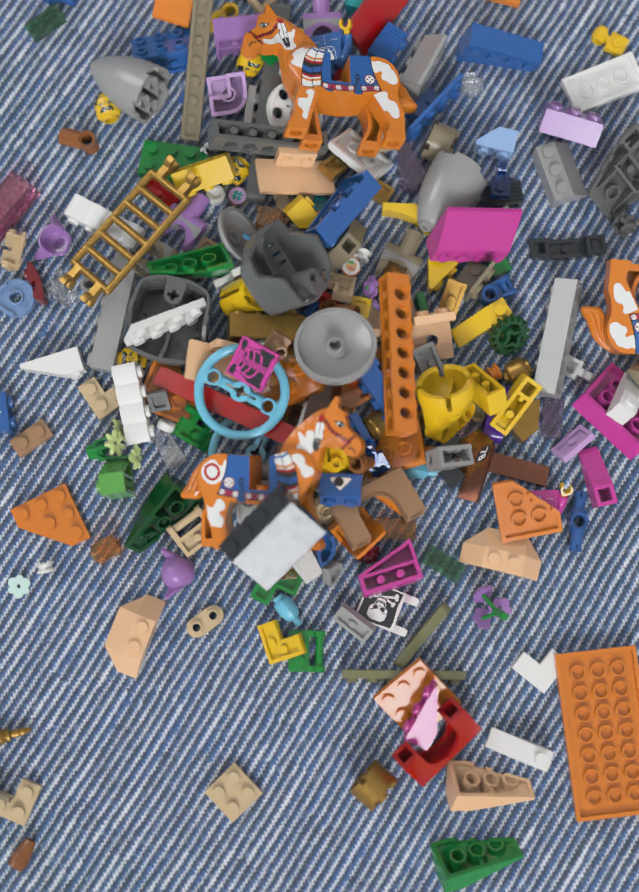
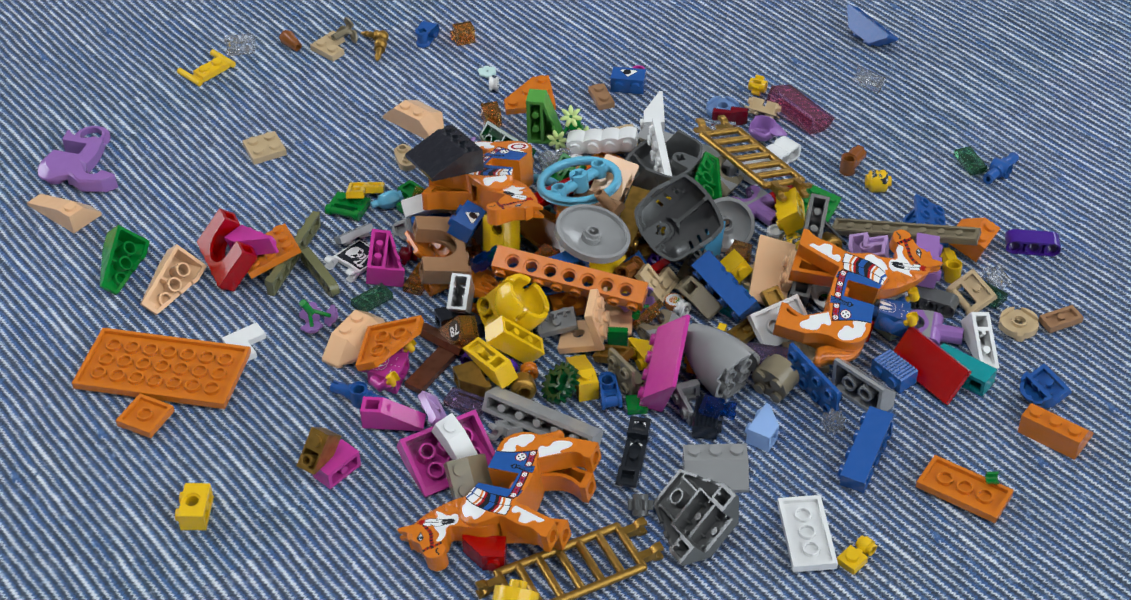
camera: 110 degrees right, 40 degrees down
(132, 85) = (888, 190): light grey cylinder -> none
(159, 400) = (599, 152): plate -> none
(253, 363) = (597, 177): tile -> none
(361, 463) = (482, 236): dark orange cone -> none
(372, 785) = (214, 201): pearl gold brick -> none
(519, 749) = (183, 310): white slope -> none
(571, 123) = (763, 478): brick -> none

